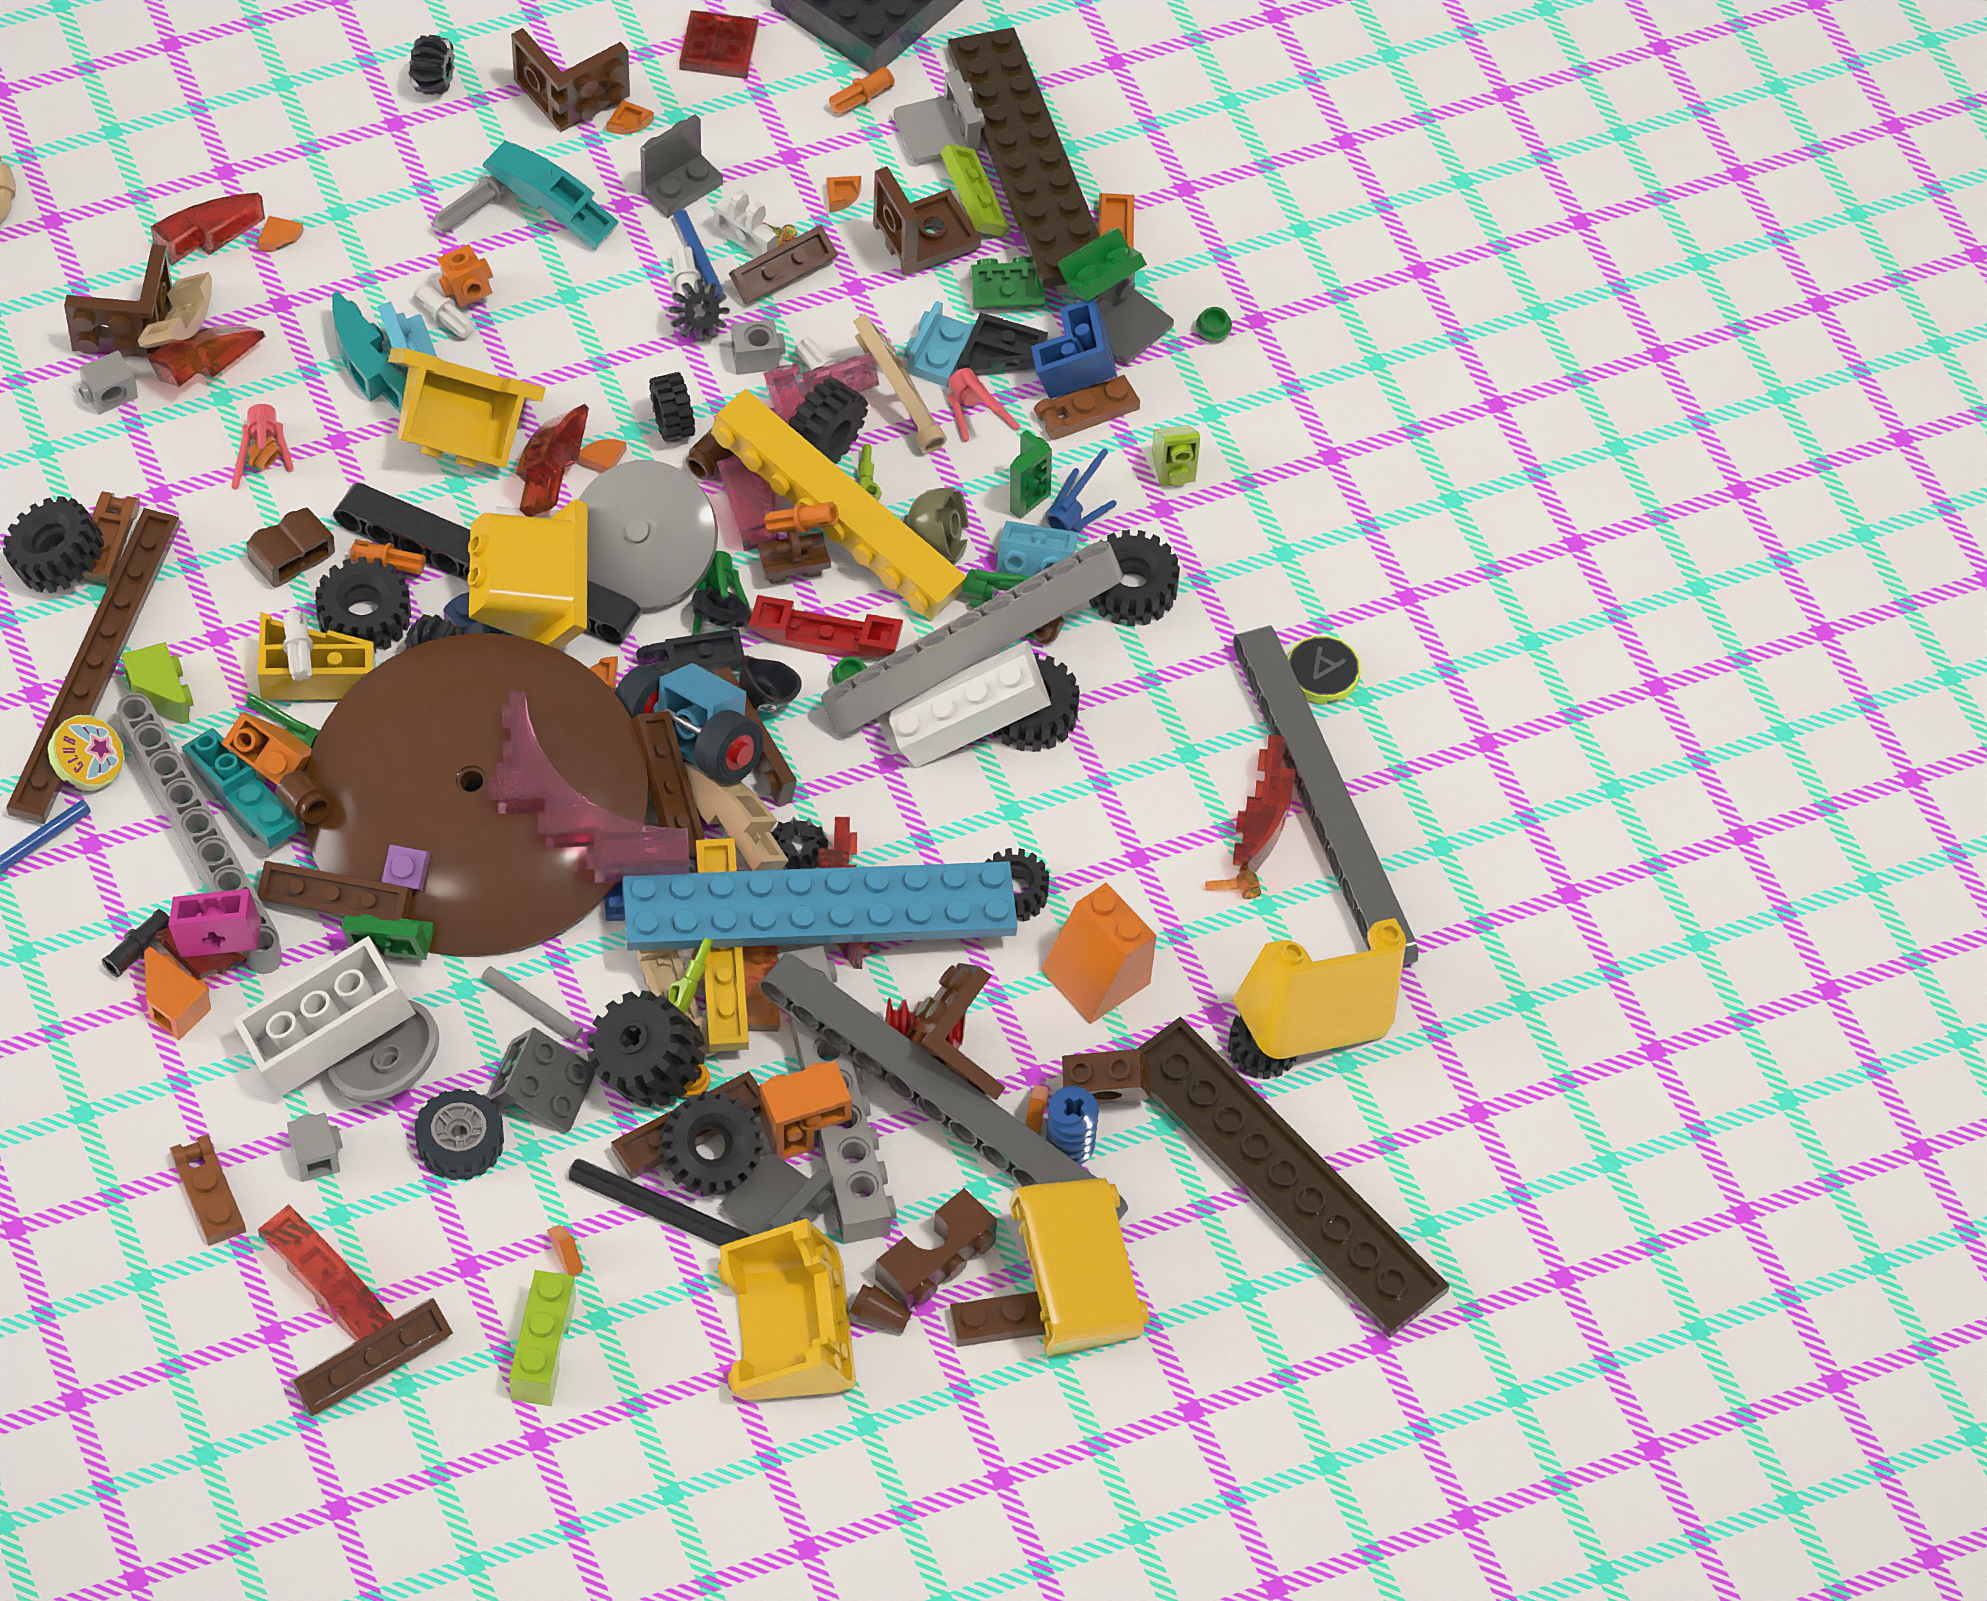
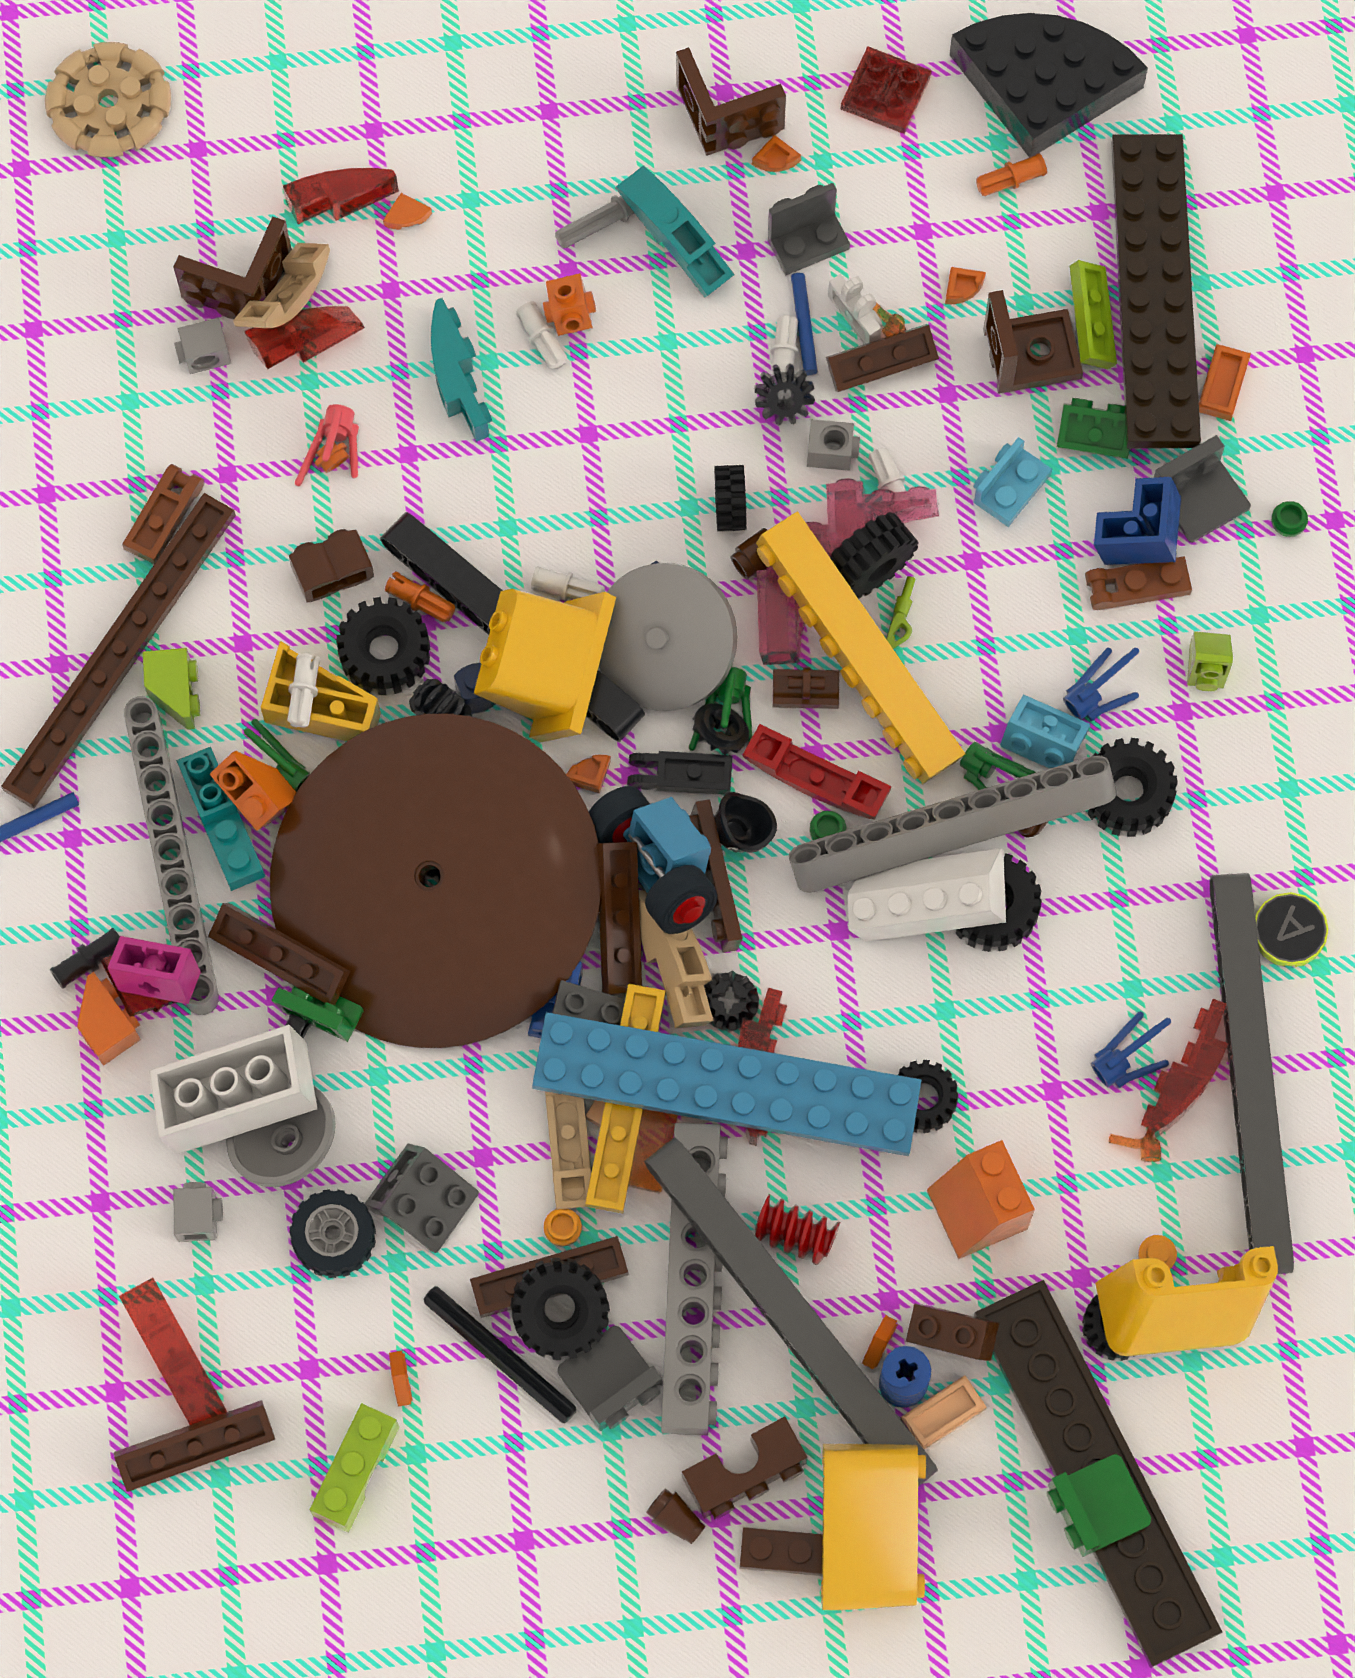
camera: 20 degrees right, 15 degrees up
(41, 530) = (97, 500): black tyre -> none
(86, 752) = (87, 746): tile -> none
(208, 1191) = (90, 1232): dark orange plate -> none
(303, 797) = (271, 850): reddish brown brick -> none
(406, 332) = (498, 368): medium azure bracket -> none
(406, 867) = (348, 949): medium lavender plate -> none
(431, 64) = (596, 59): black gear -> none
(460, 409) = (525, 455): yellow windscreen -> none
(532, 1003) = (436, 1109): light grey bar -> none
(545, 458) = (599, 520): clear red slope -> none
(568, 819) = (505, 943): clear pink arch -> none
(602, 454) = (653, 529): orange tile -> none
(646, 1049) = (523, 1196): black wheel -> none
(683, 991) = (577, 1137): lime hand -> none
(789, 1313) = (589, 1505): yellow windscreen -> none
(801, 1104) = (656, 1294): orange brick -> none
(802, 518) = (819, 659): orange axle -> none
(874, 341) = (950, 478): tan plate -> none
(939, 521) = (953, 686): olive cylinder -> none
(940, 1015) = (807, 1241): reddish brown bracket -> none
(941, 120) = (1078, 229): light grey bracket -> none
(969, 391) = (1027, 541): coral plant -> none
(1000, 345) = (1070, 496): black wing -> none
(1030, 474) = (1058, 655): green bracket -> none
(1100, 265) = (1188, 444): green bracket -> none
(1122, 1155) = (944, 1412): none -> light nougat tile
(1189, 817) = (1112, 1066): none -> blue plant
(1294, 1195) = (1098, 1504): none -> green bracket

